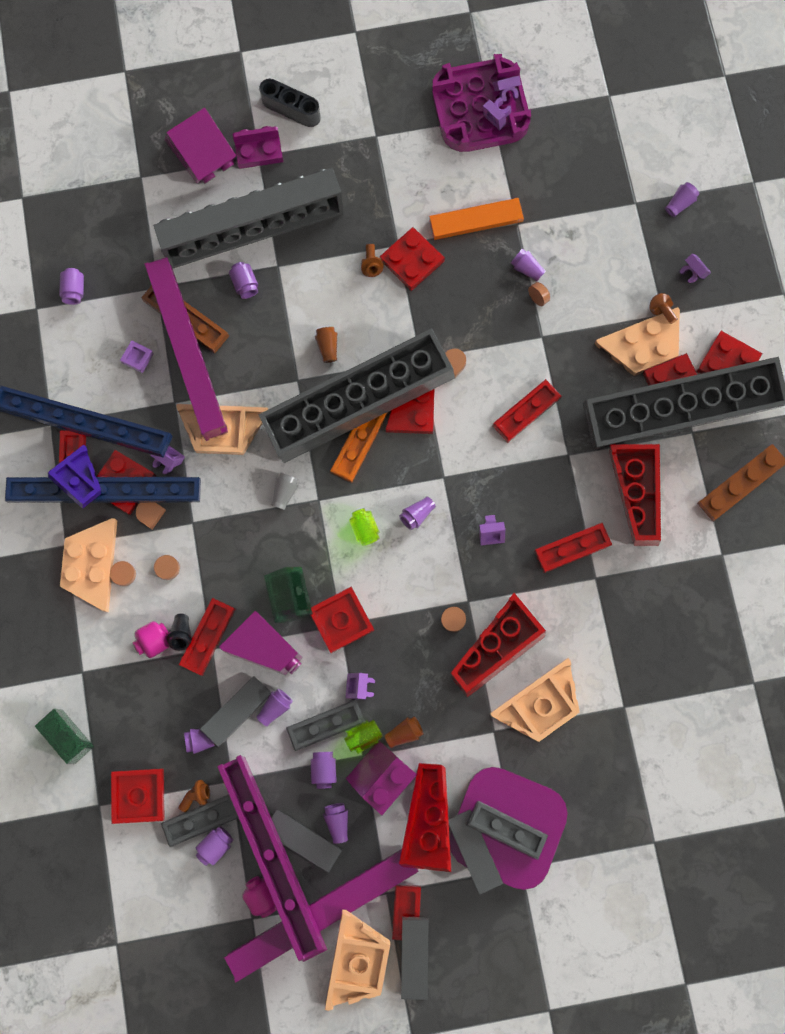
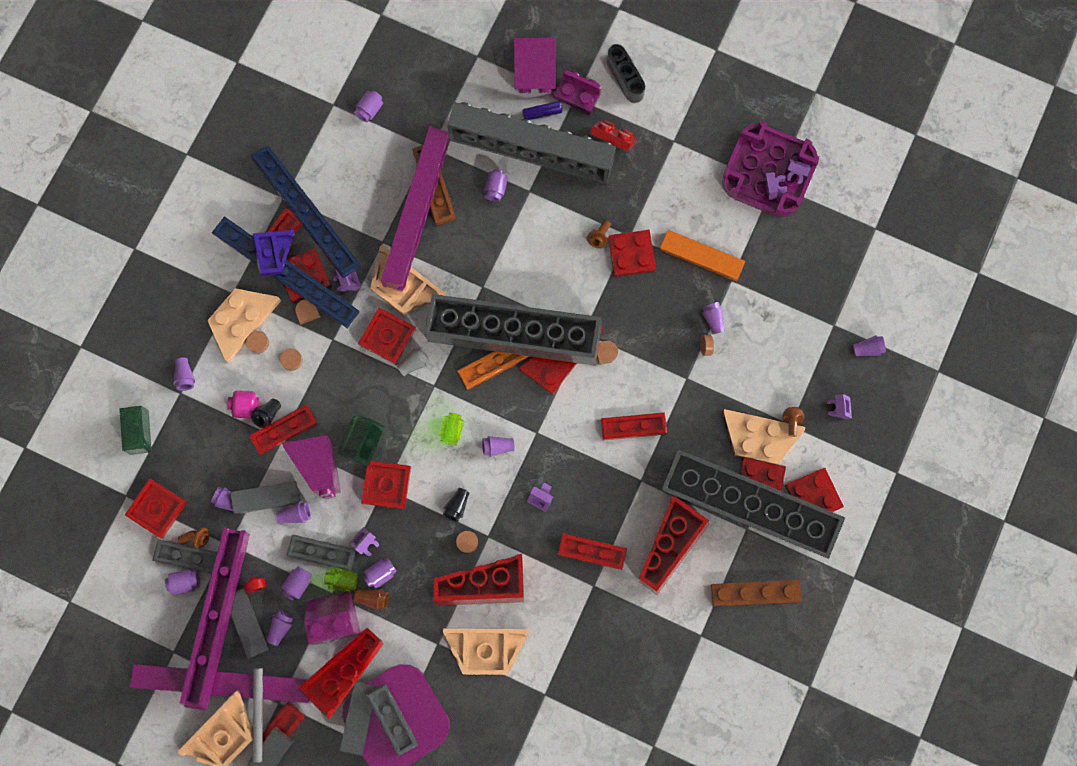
camera: 30 degrees right, 0 degrees up
(73, 653) = (183, 375): none -> medium lavender cone
(136, 357) = (377, 190): medium lavender tile -> none
(238, 184) = (542, 110): none -> dark purple axle
(242, 483) = (387, 336): none -> red plate
(258, 897) = (185, 640): dark pink head -> none
(284, 799) = (254, 584): none -> red tile
(311, 163) = (607, 132): none -> red plate
(327, 343) = (523, 273): dark orange cone -> none
(378, 918) = (257, 713): none -> light grey bar
(394, 704) = (379, 573): none -> medium lavender brick
(419, 592) = (456, 505): none -> black cone

